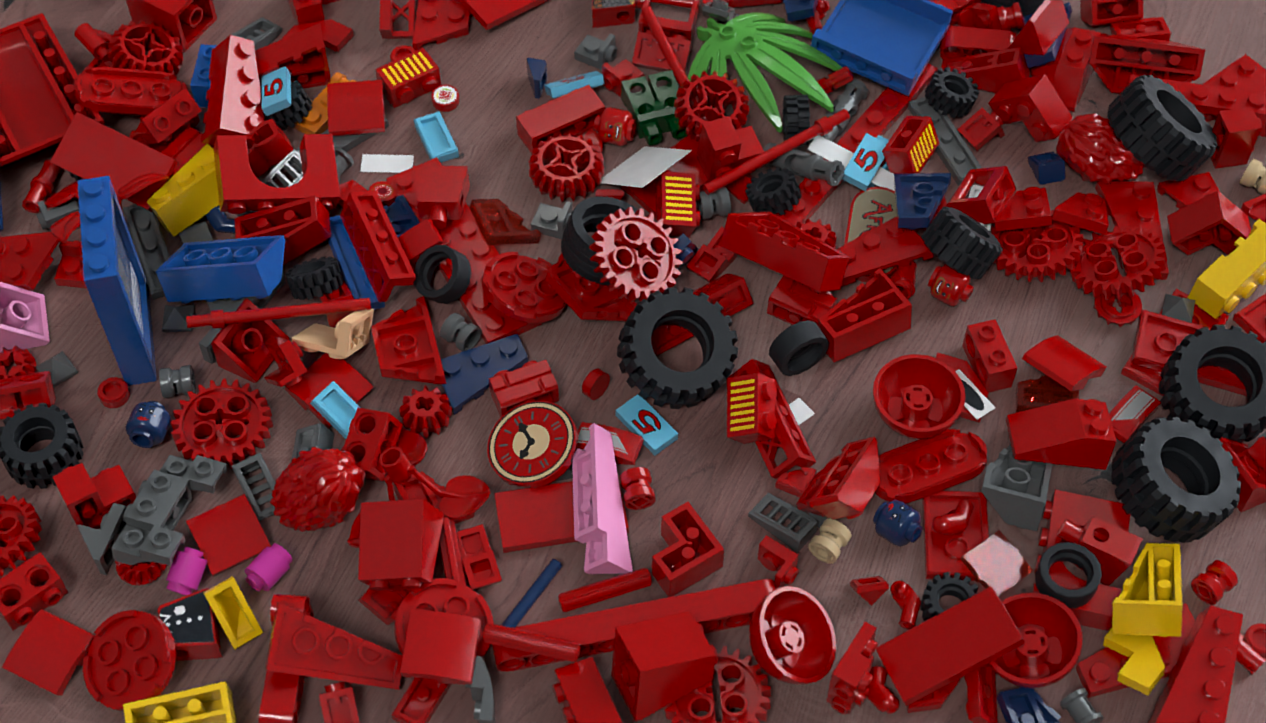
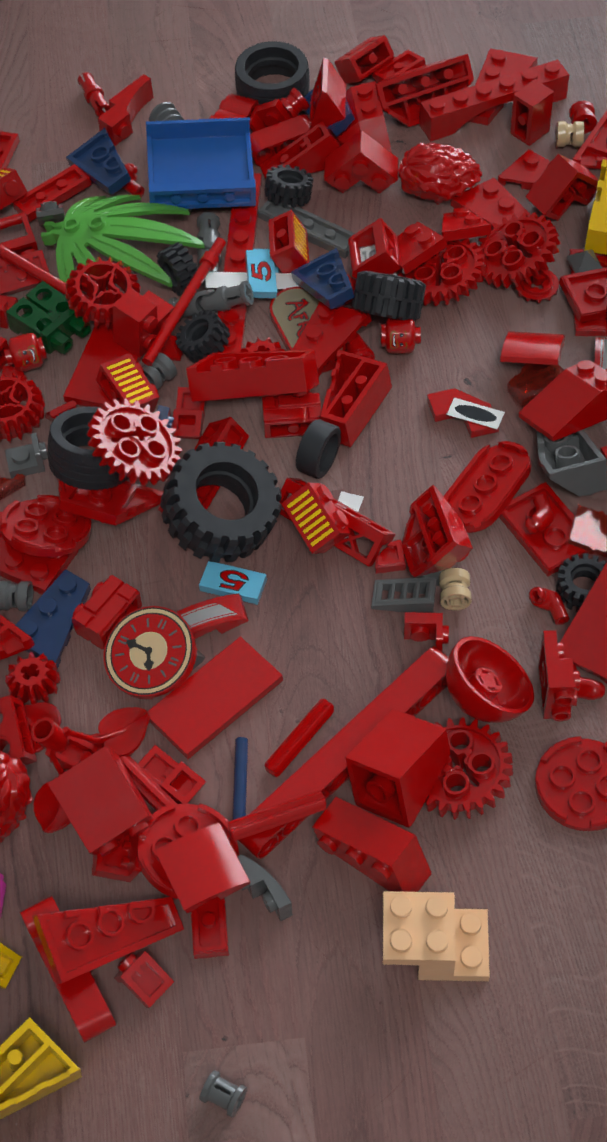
camera: 30 degrees left, 0 degrees up
(595, 384) = (166, 572): red tile -> none
(599, 506) = (246, 670): bright pink wedge -> none
(638, 492) = (266, 637): red wheel -> none
(644, 166) = (78, 371): white sticker -> none
(691, 551) = (351, 659): red brick -> none
(836, 79) = (189, 219): red piece -> none
(870, 588) = (513, 607): red slope -> none
(897, 523) = (497, 543): dark blue head -> none
(918, 395) = (444, 433): red piece -> none
(981, 128) = (332, 202): red bracket -> none
(989, 355) = (471, 373): red brick -> none
(1047, 167) = (404, 207): dark blue slope -> none
(1161, 128) = (478, 129): black tyre -> none

